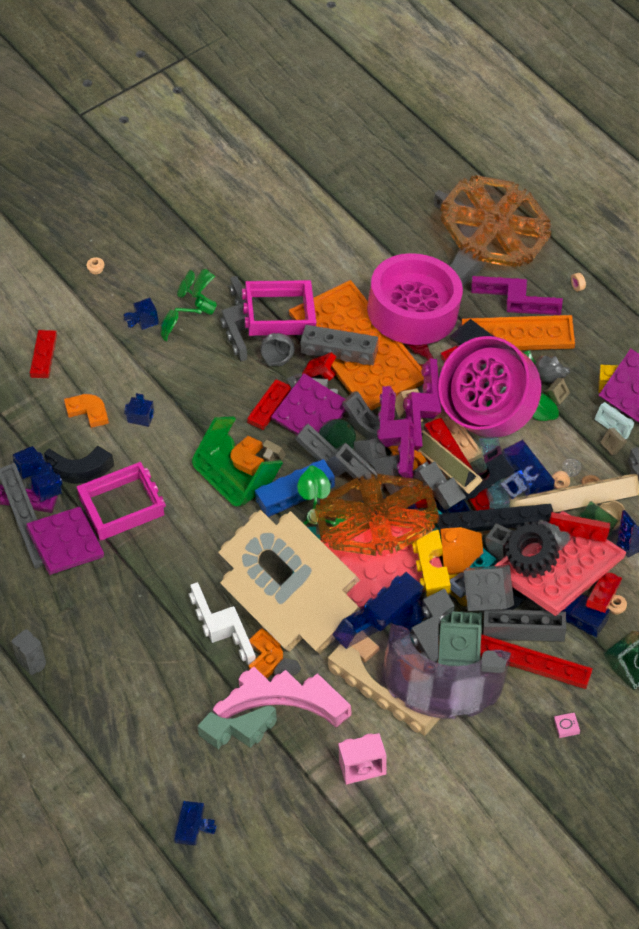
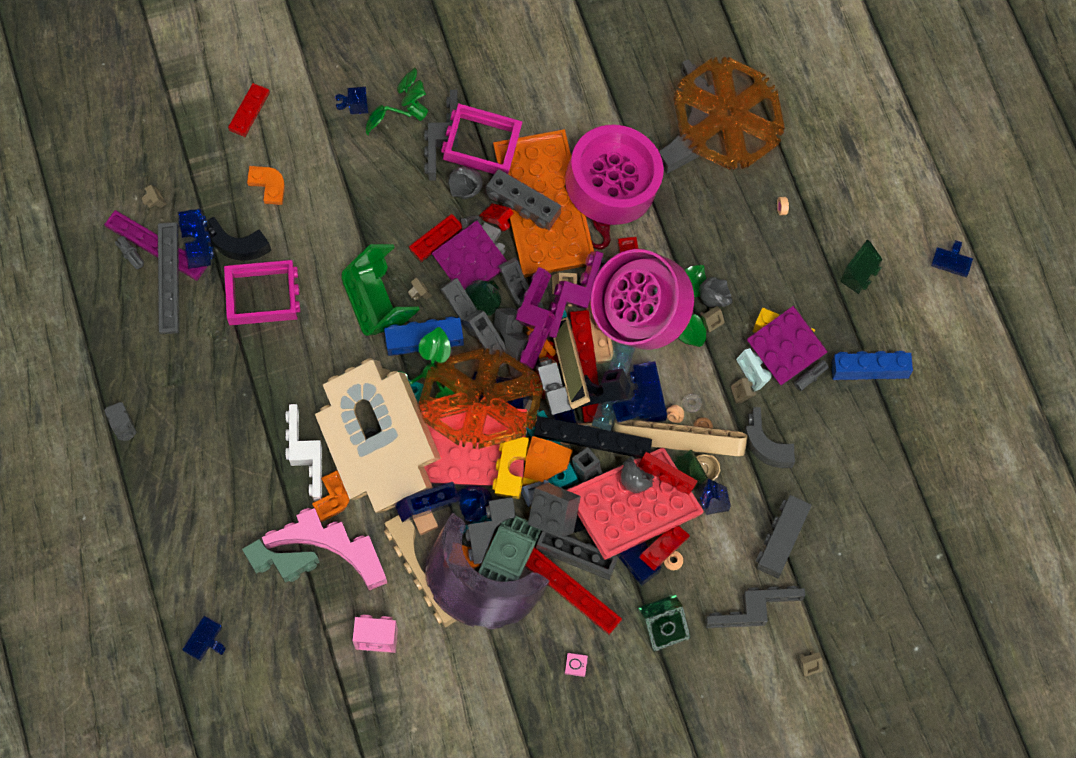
camera: 15 degrees right, 15 degrees up
(64, 540) = (195, 317): magenta plate -> none
(95, 265) = (331, 33): light nougat plate -> none
(139, 411) = (313, 204): clear blue brick -> none
(244, 455) = (390, 283): orange plate -> none
(289, 665) = (346, 517): dark grey tile -> none
(392, 601) = (460, 492): clear blue brick -> none
(468, 331) = (654, 232): black piece -> none
(492, 663) = (524, 588): dark grey tile -> none
(517, 300) = (716, 201): magenta bracket -> none
(531, 331) = (701, 242): orange plate -> none
(532, 534) = (596, 478): black tyre -> none

